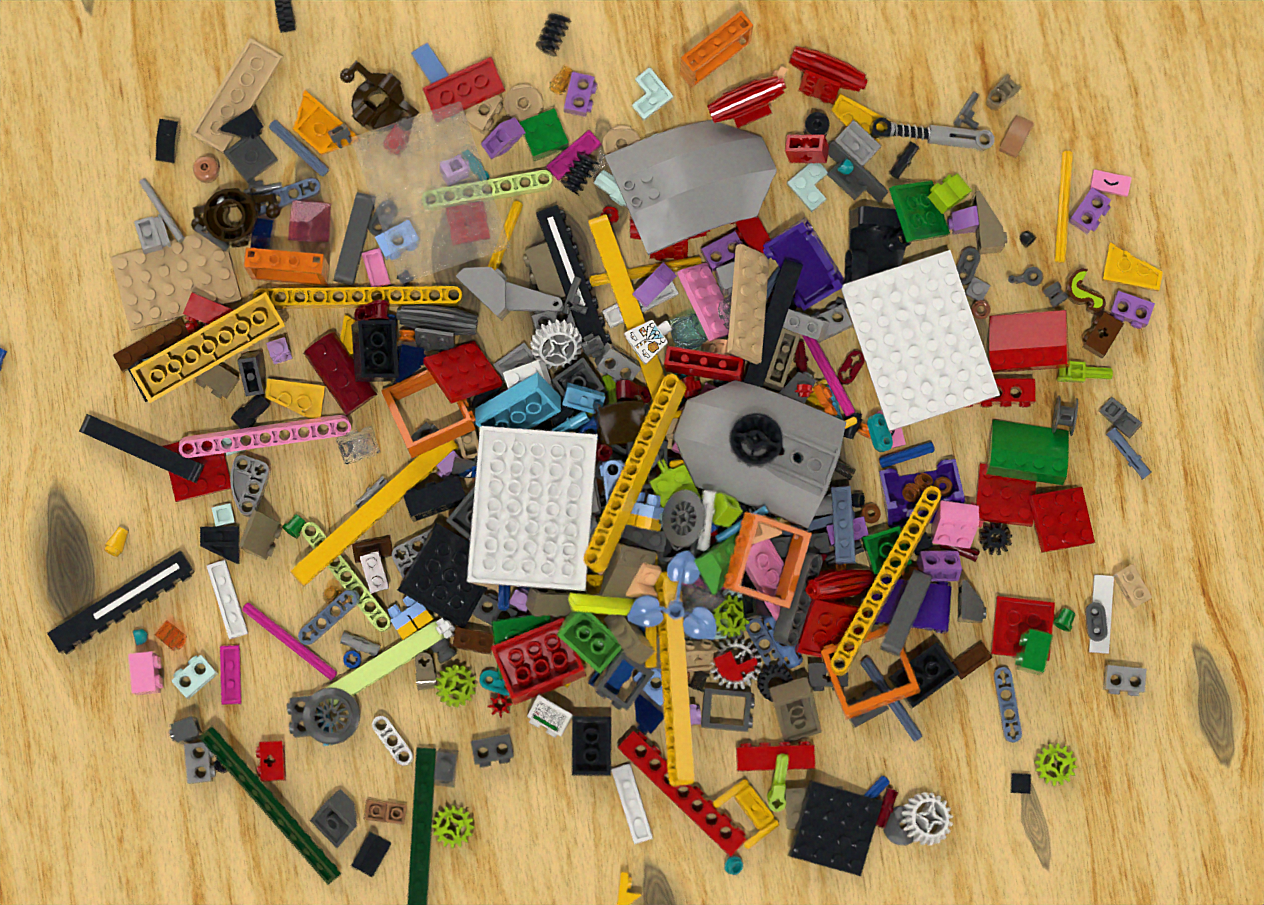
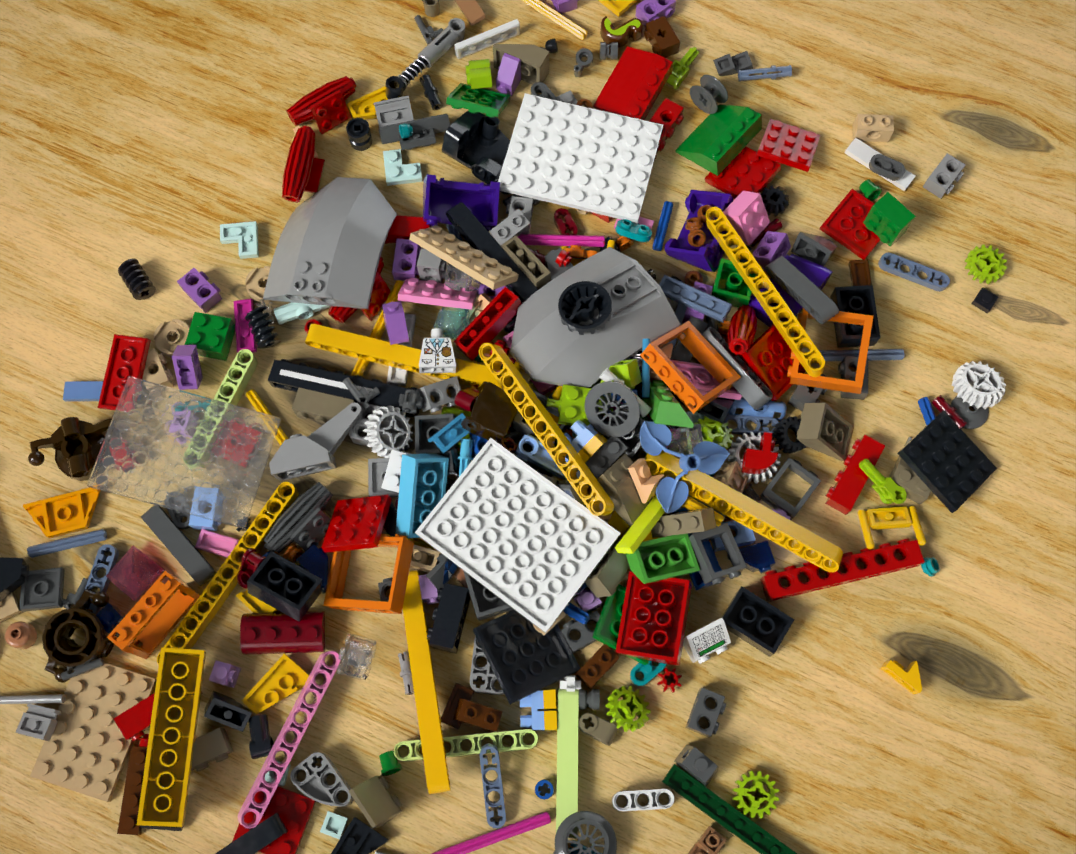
camera: 55 degrees left, 10 degrees down
(337, 592) = (475, 776): clear yellow cone -> none
(339, 133) = (79, 498): dark grey tile -> none
(360, 644) = (535, 772): light grey pin -> none
(560, 82) = (179, 299): clear yellow cone -> none
(632, 803) = (826, 620): white tile -> none
(716, 49) = (241, 158): orange window -> none
(807, 148) = (371, 148): red brick -> none
(993, 175) = (487, 39): none -> white tile

